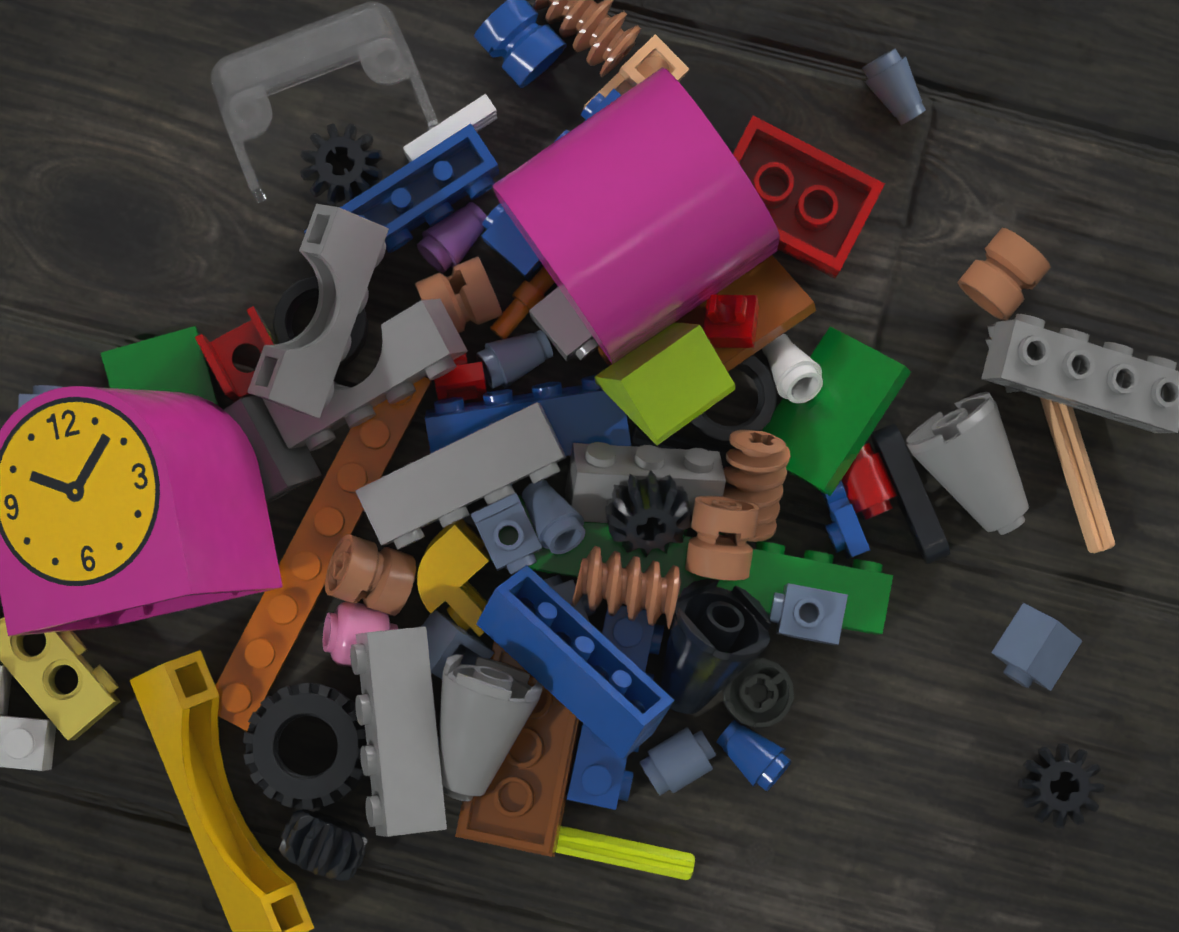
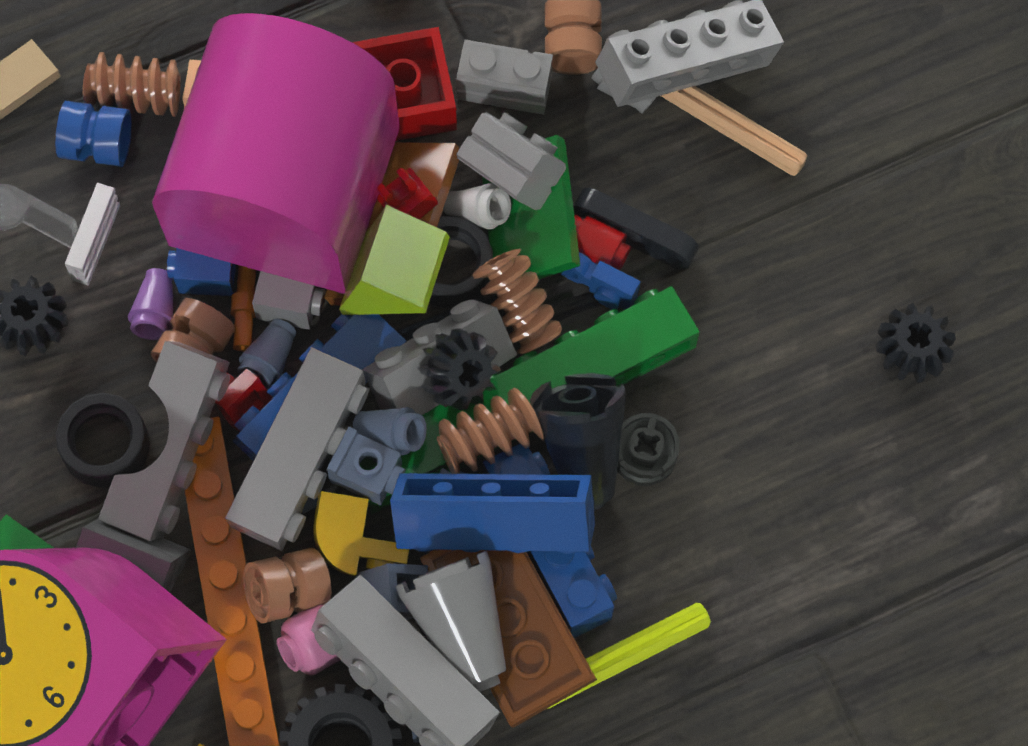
camera: 35 degrees left, 15 degrees down
(221, 350) = (63, 481): red piece -> none
(343, 255) = (79, 356): light grey arch -> none
(428, 187) = (95, 304): blue brick -> none
(678, 761) = (629, 542): sand blue brick -> none
(717, 554) = (543, 351): nougat wheel -> none
(754, 755) = (680, 495): blue cone -> none
(809, 613) = (636, 351): sand blue brick -> none
(849, 357) = (511, 160): none -> light grey brick
(911, 266) = (504, 77): none -> light grey brick
(973, 462) = (662, 170): light grey cone -> none
(1036, 648) = (815, 260): sand blue brick -> none

